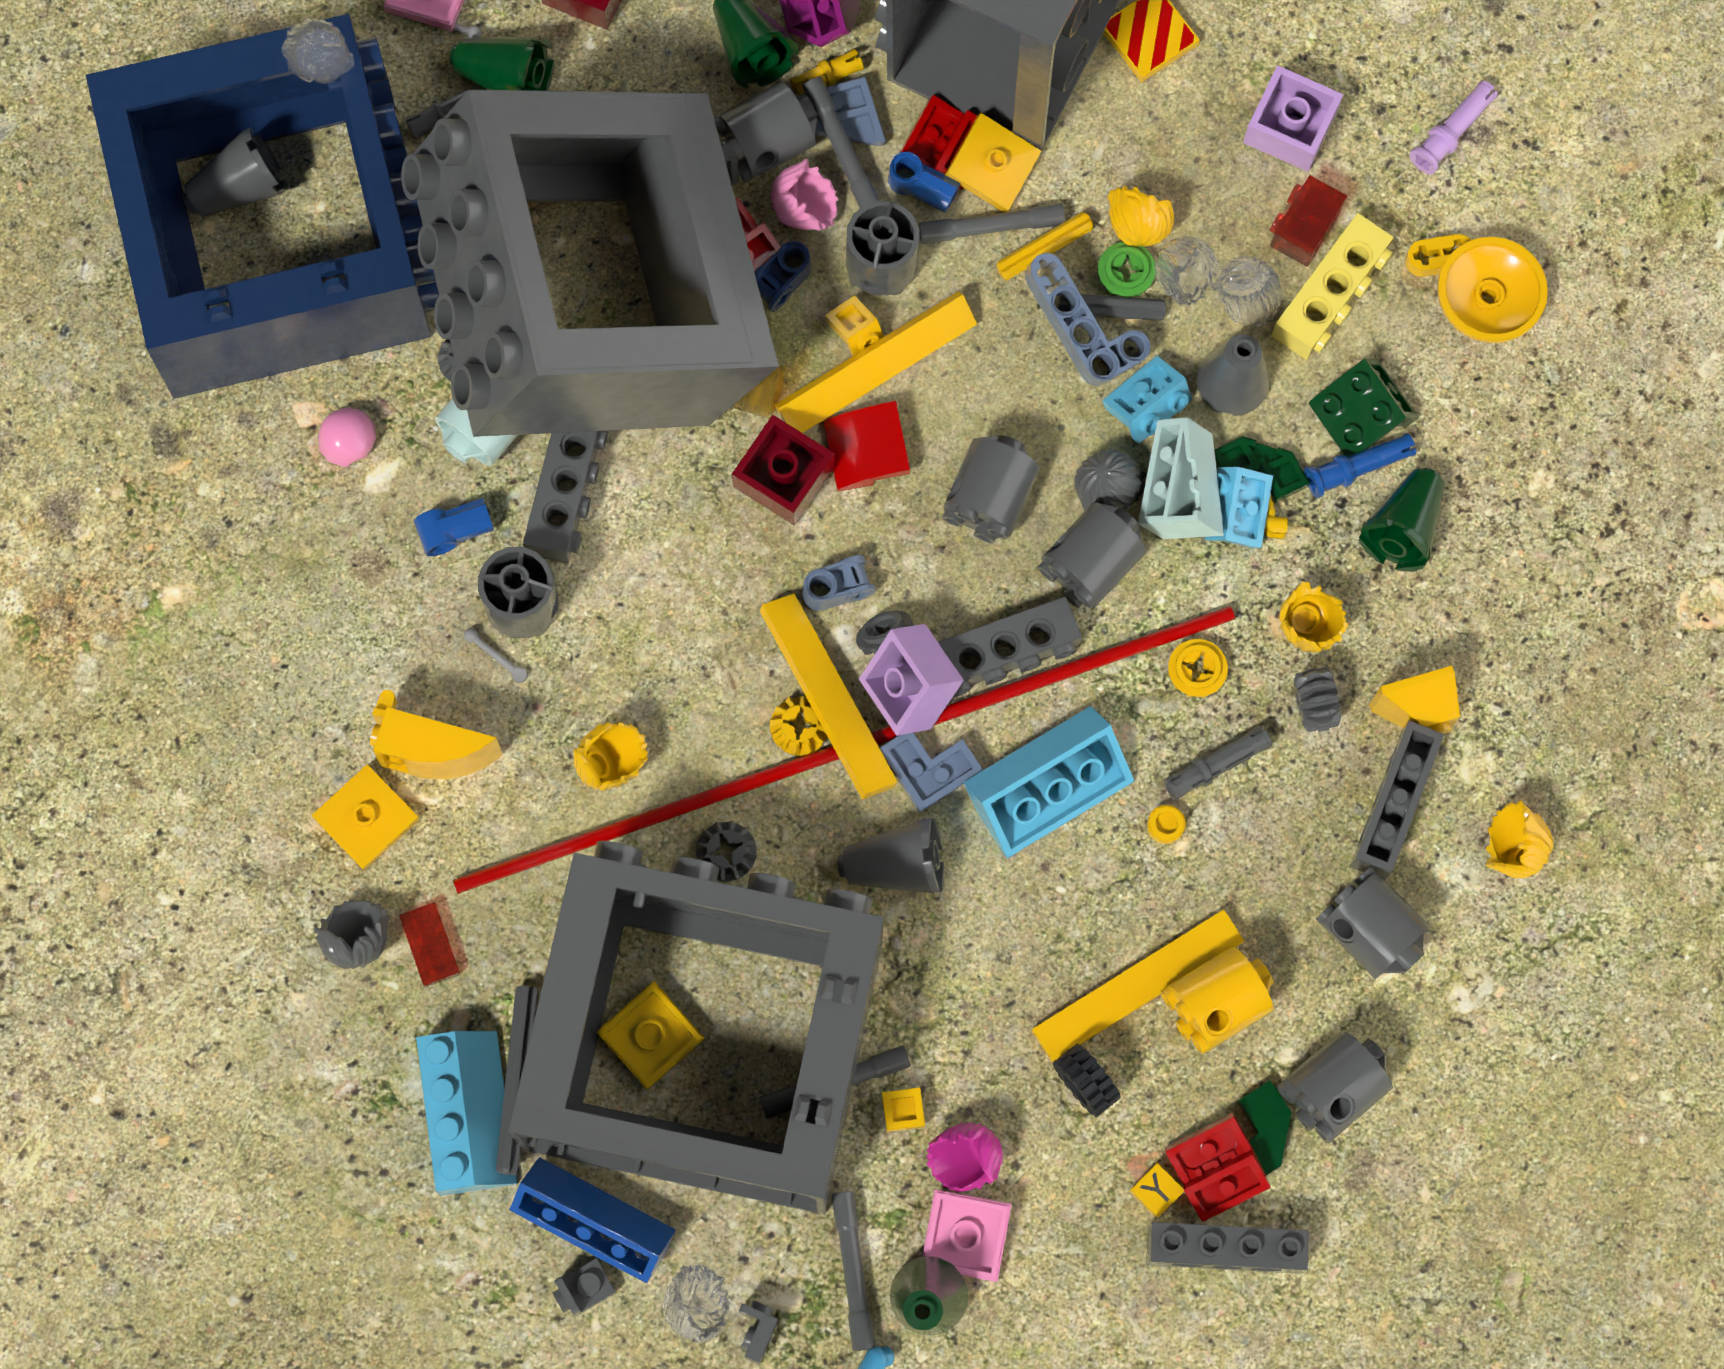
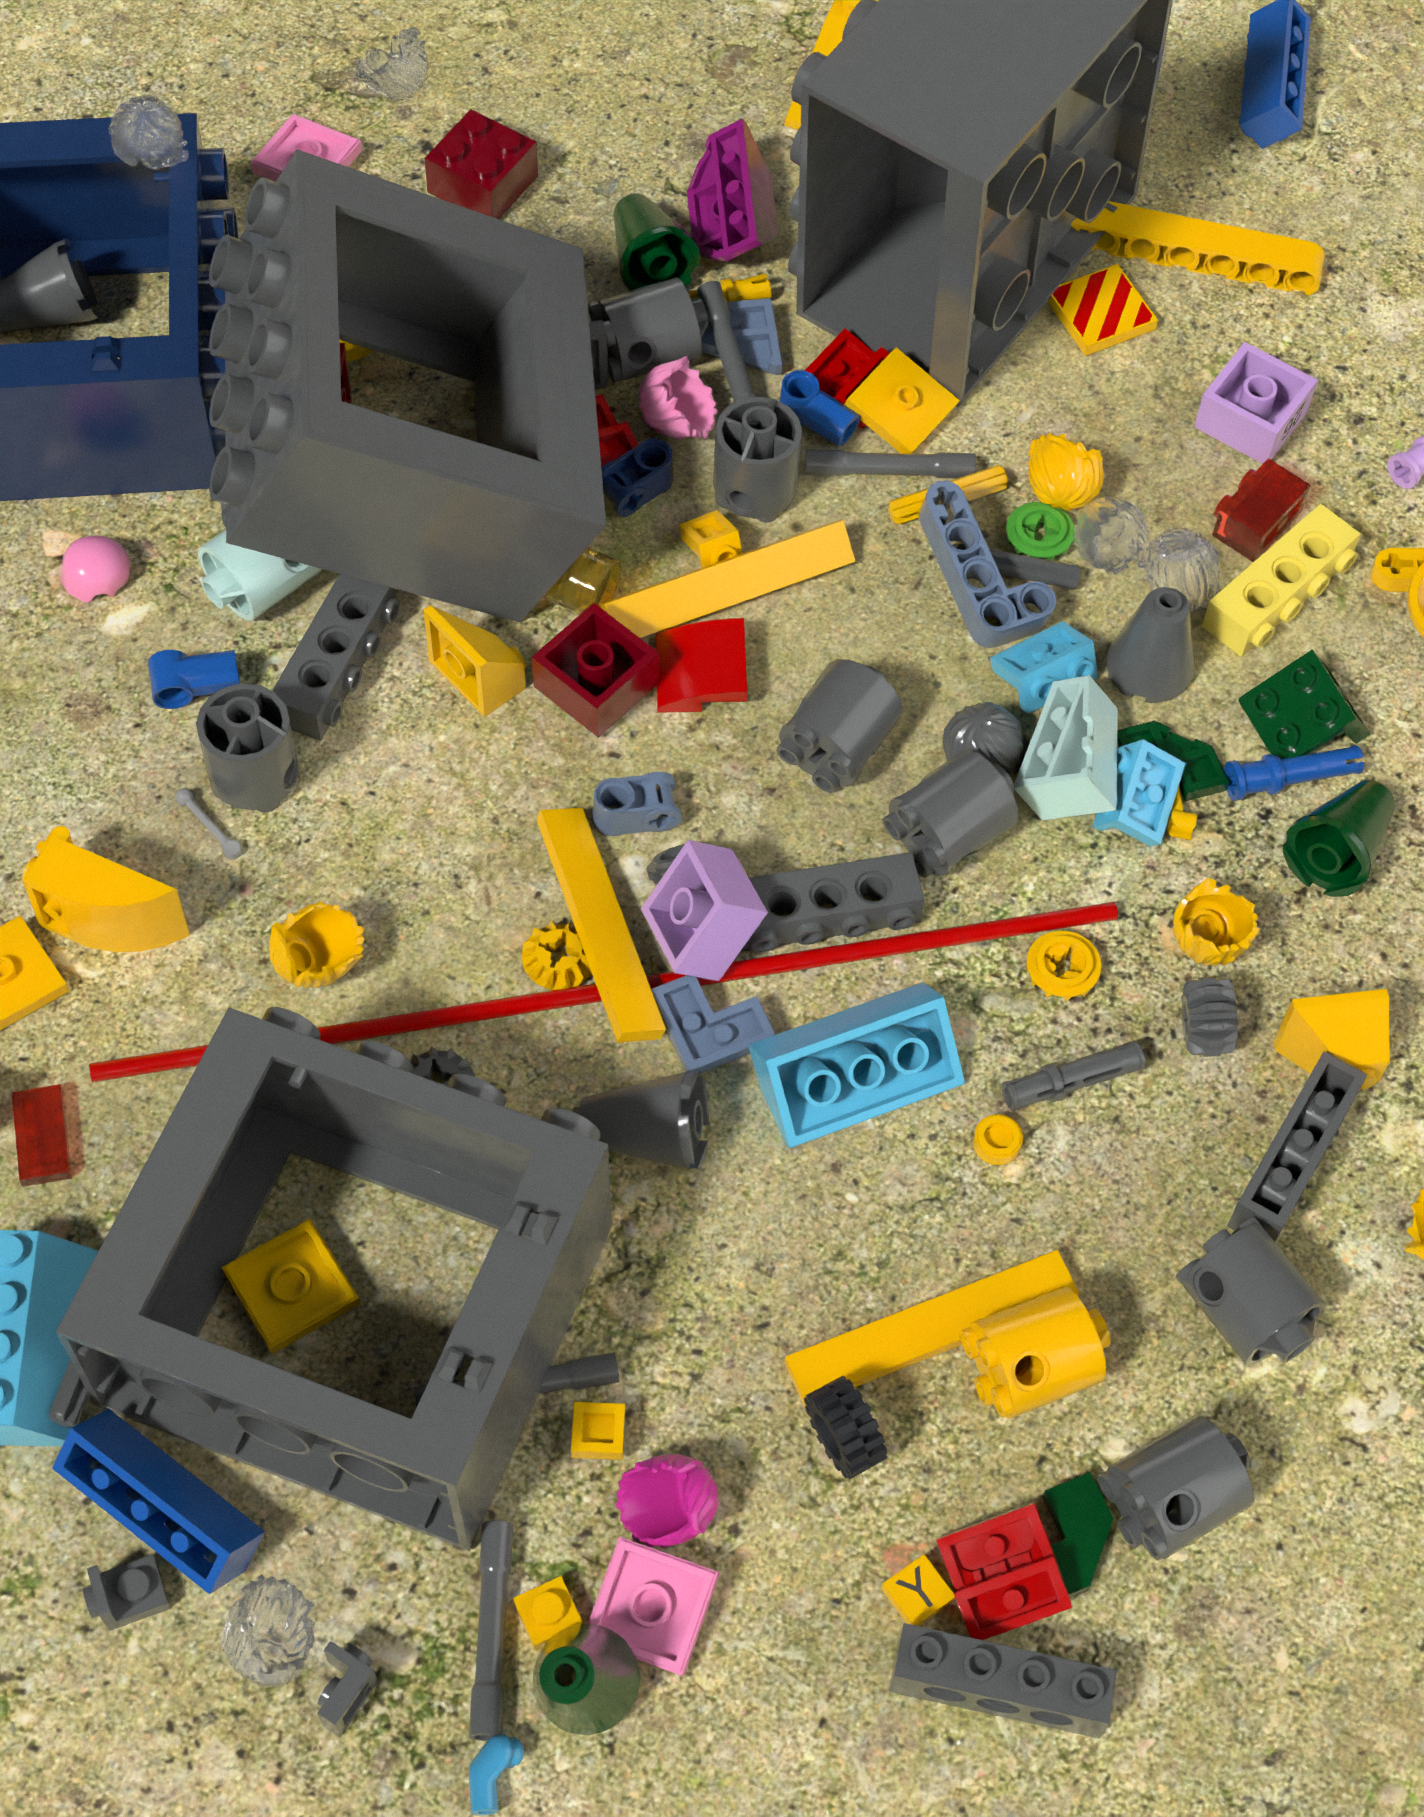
camera: 10 degrees right, 15 degrees down
(683, 477) = (473, 660): none -> yellow slope
(891, 1251) = (546, 1611): none -> yellow plate

